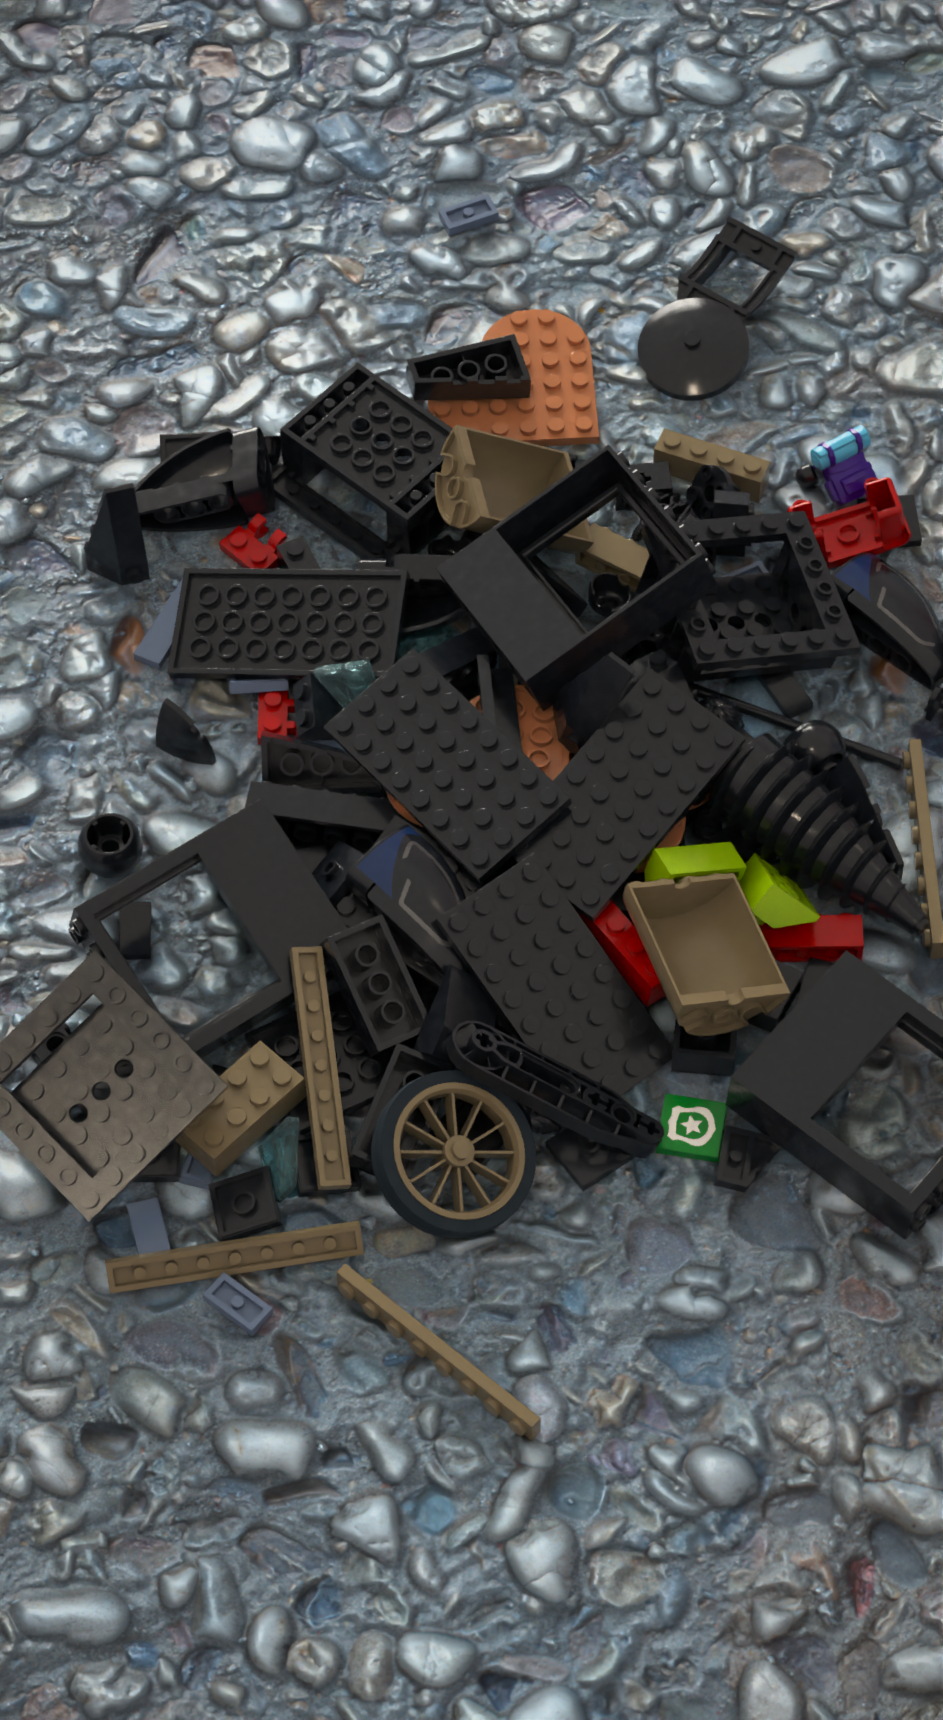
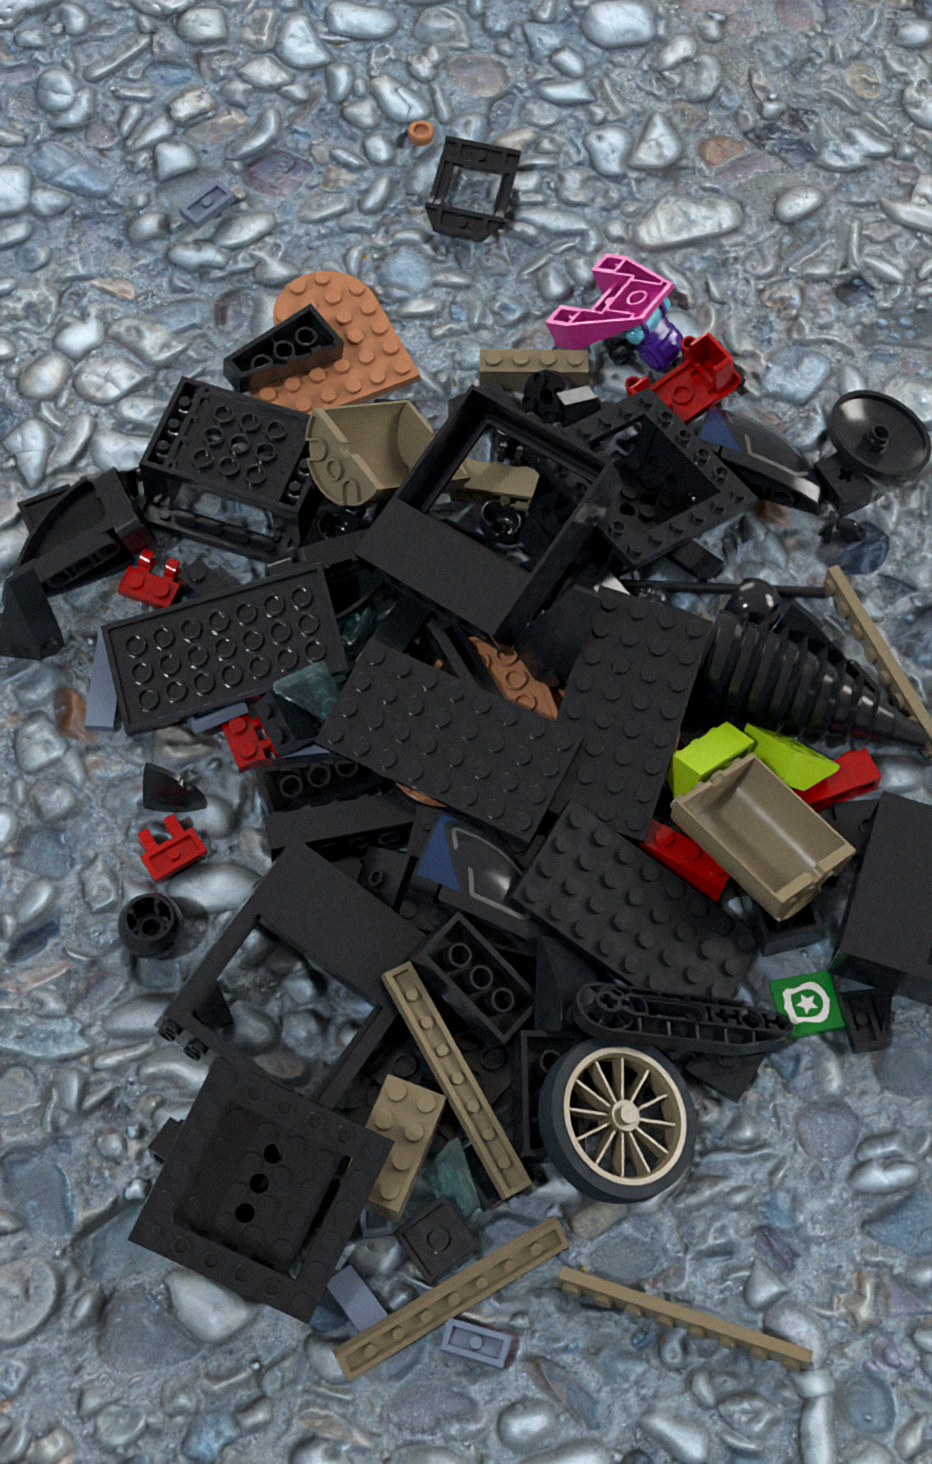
camera: 25 degrees left, 5 degrees up
(161, 793) = (173, 854): none -> red plate
(693, 349) = (467, 267): black dish -> none
(712, 208) = (420, 133): none -> nougat tile
(837, 417) = (627, 301): none -> dark pink wedge

